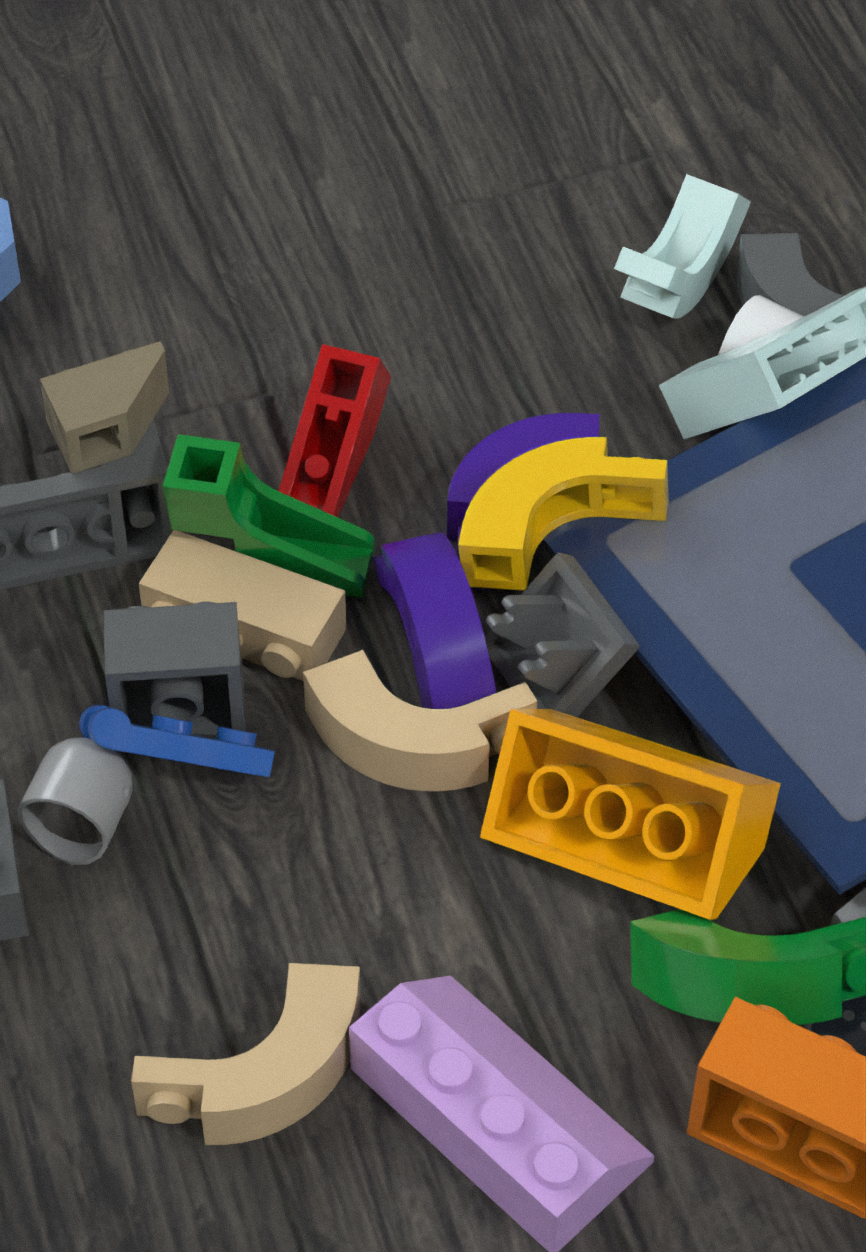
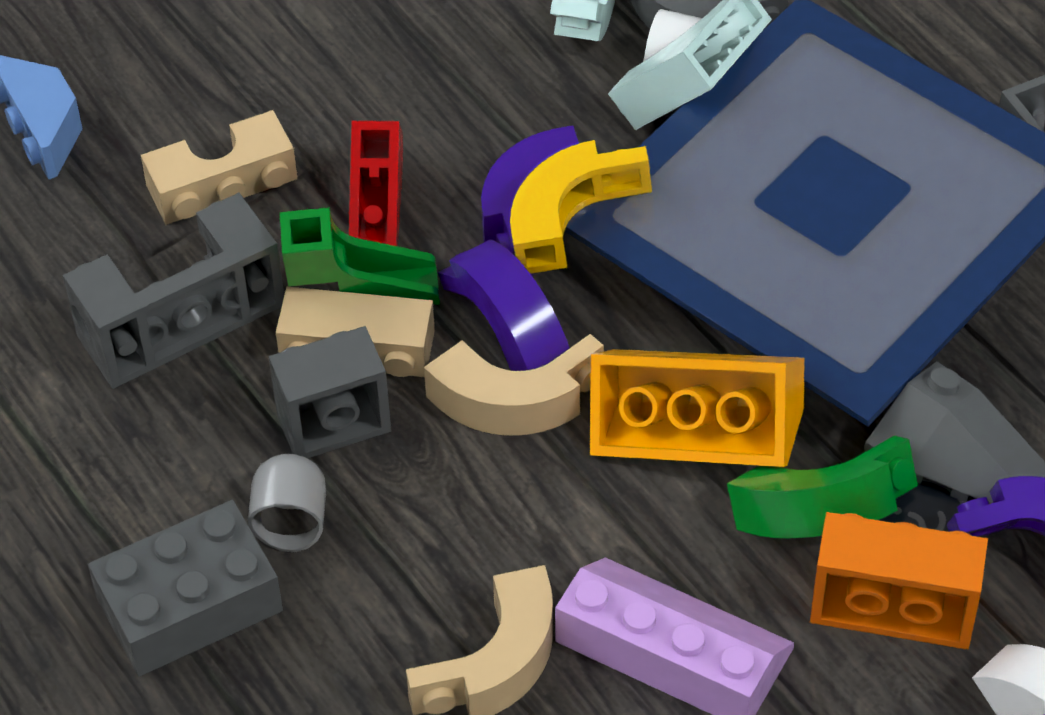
camera: 15 degrees left, 0 degrees up
(105, 405) = (212, 205): dark tan slope -> none
(173, 740) = (346, 440): blue plate -> none
(202, 368) = (186, 184): none -> tan arch
(559, 638) = (604, 295): dark grey plate -> none

